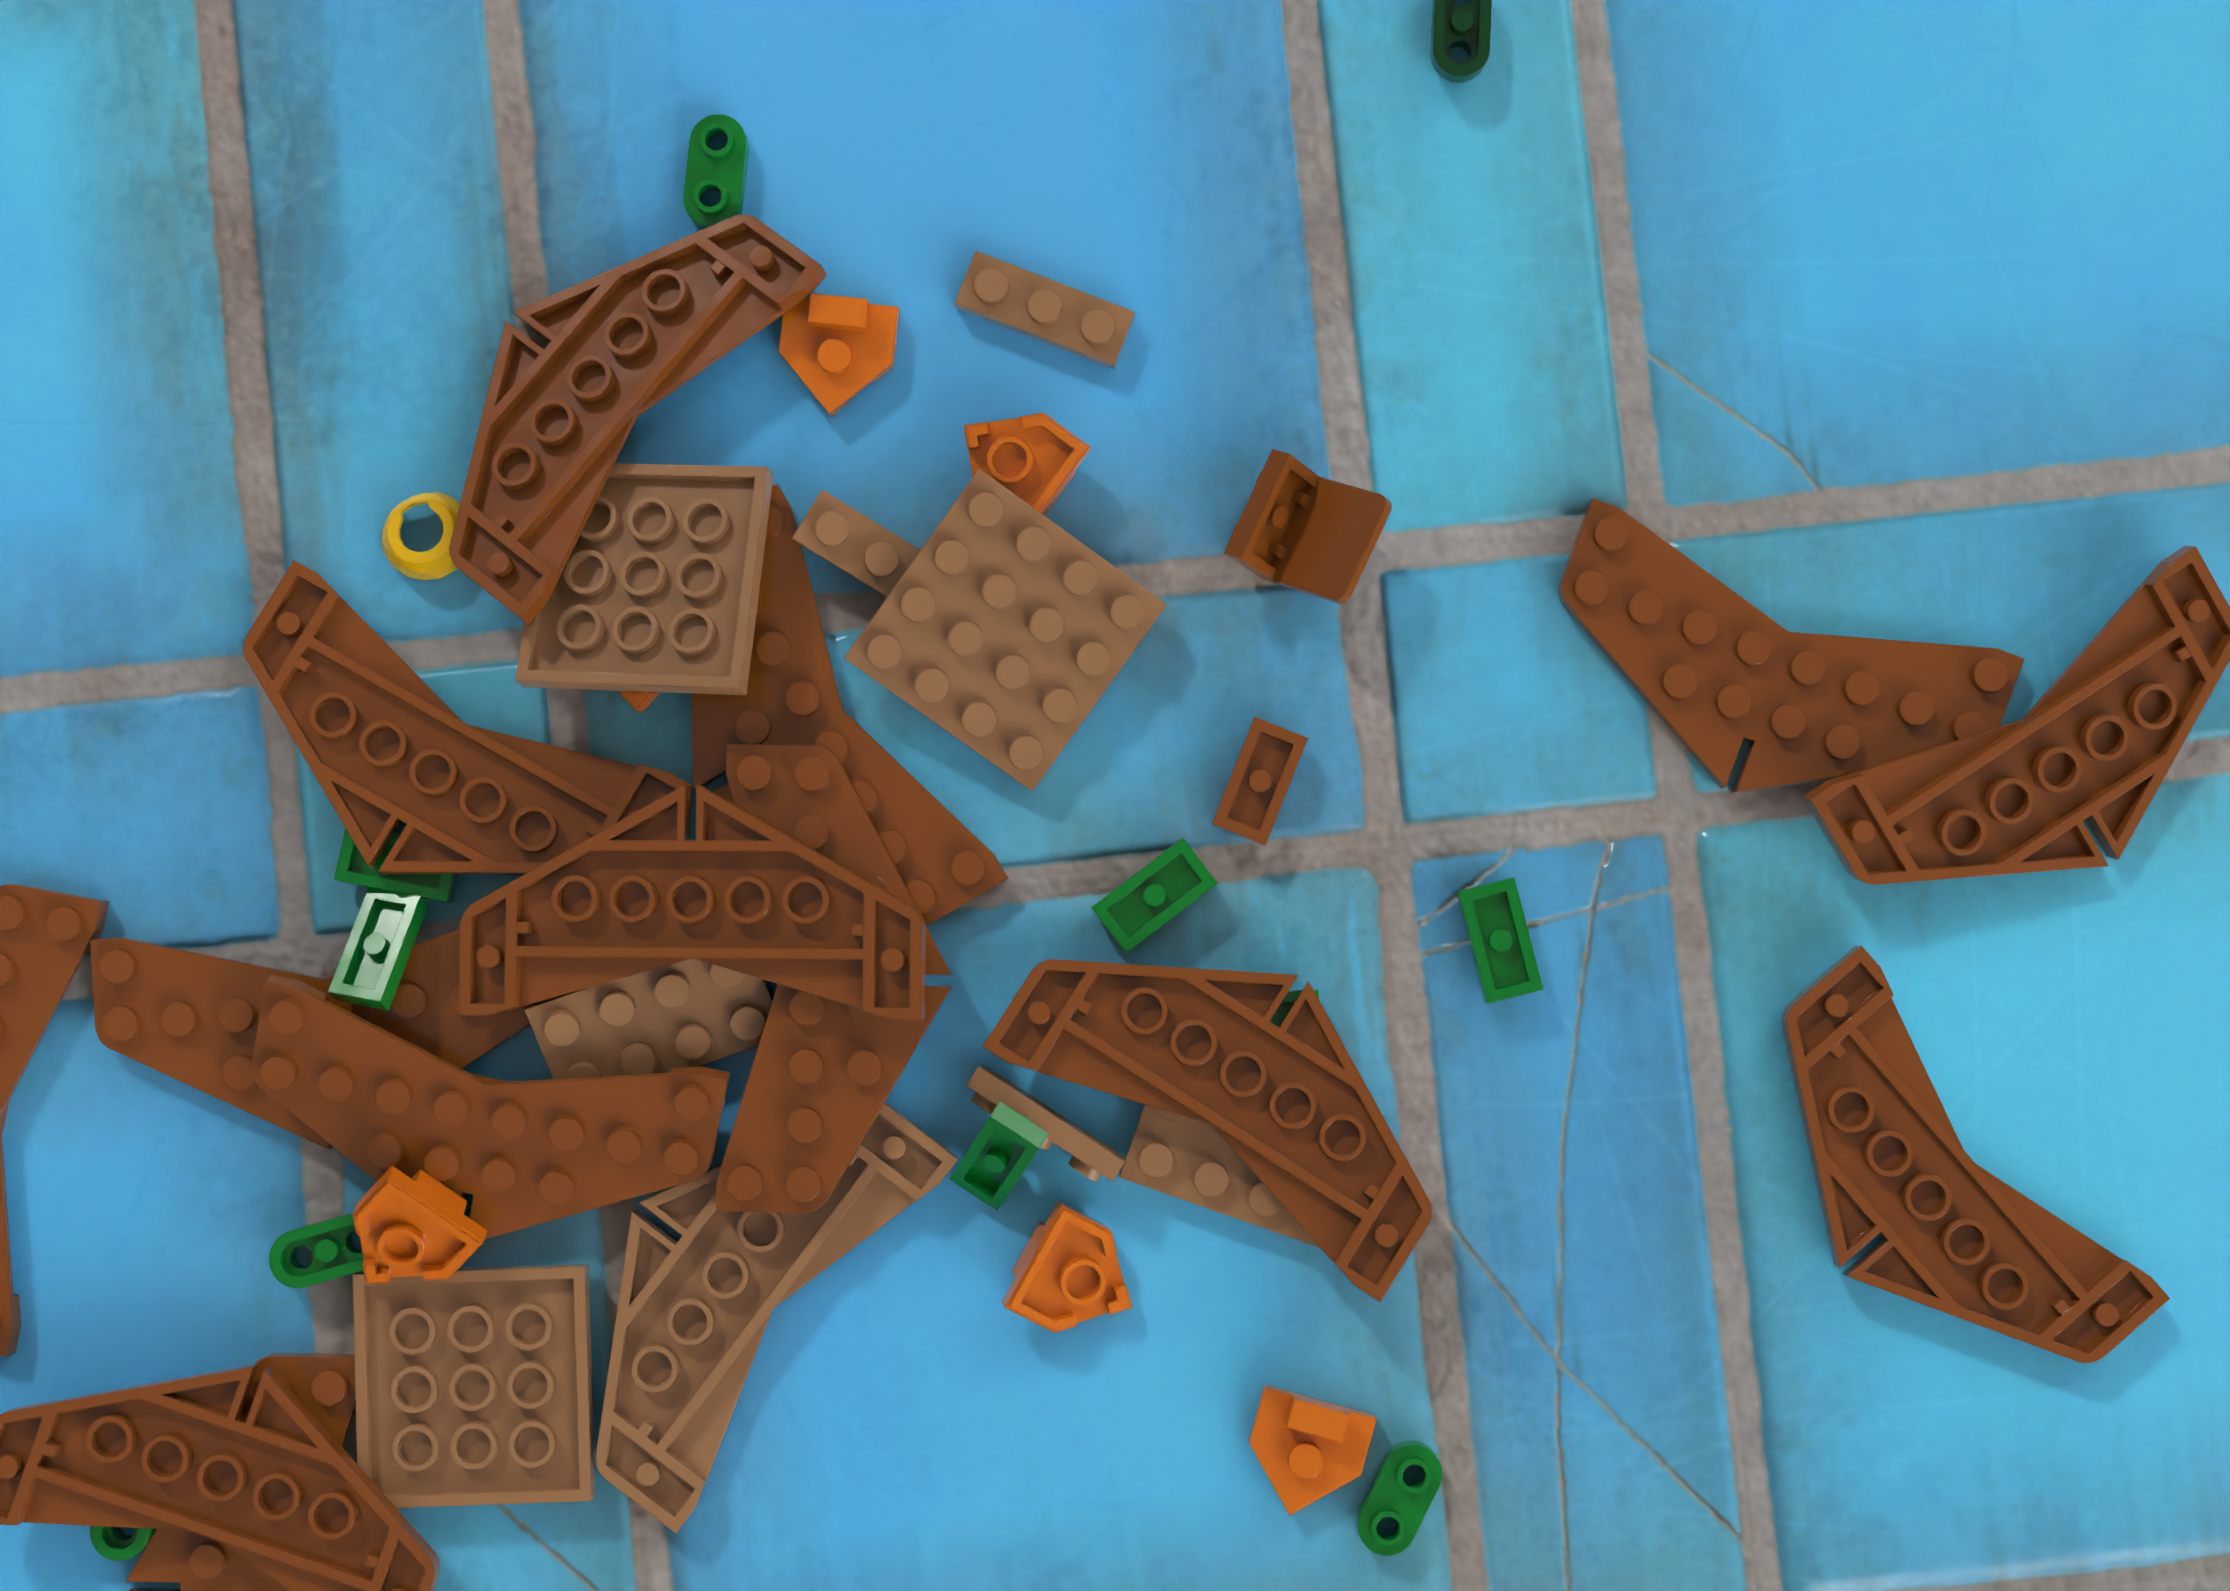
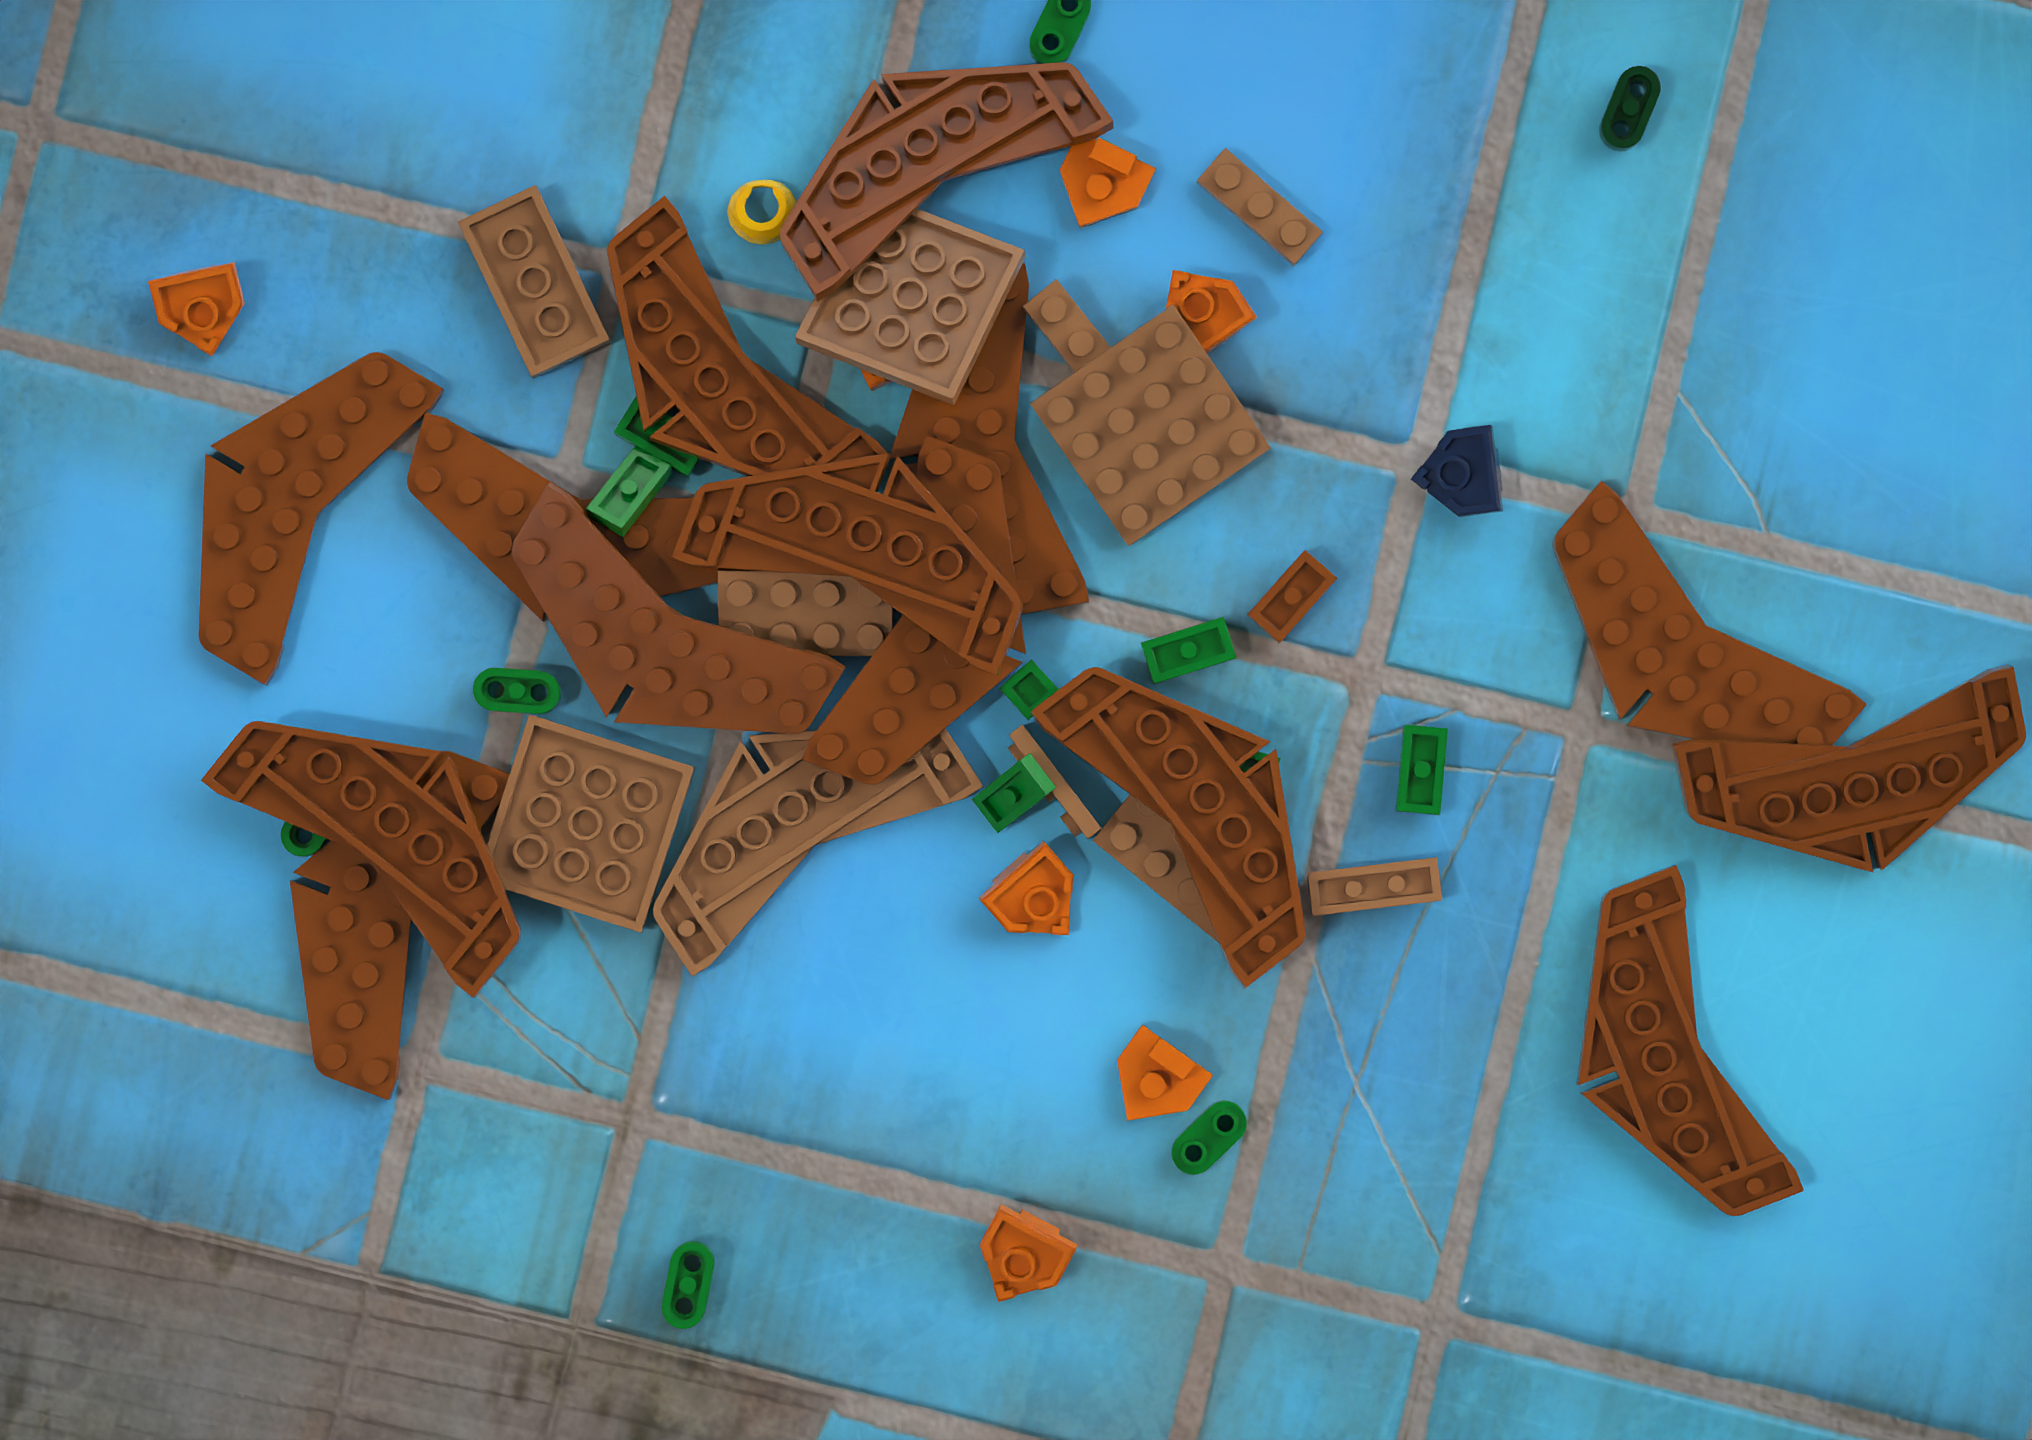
camera: 20 degrees right, 0 degrees up
(169, 726) = (534, 281): none -> medium nougat plate
(413, 1228) = (586, 696): orange plate -> none
(971, 1015) = (1028, 688): none -> green plate
(1307, 530) = (1389, 430): dark orange bracket -> none
(1422, 550) = (1464, 472): none -> dark blue plate
(1493, 1108) = (1374, 886): none -> medium nougat plate

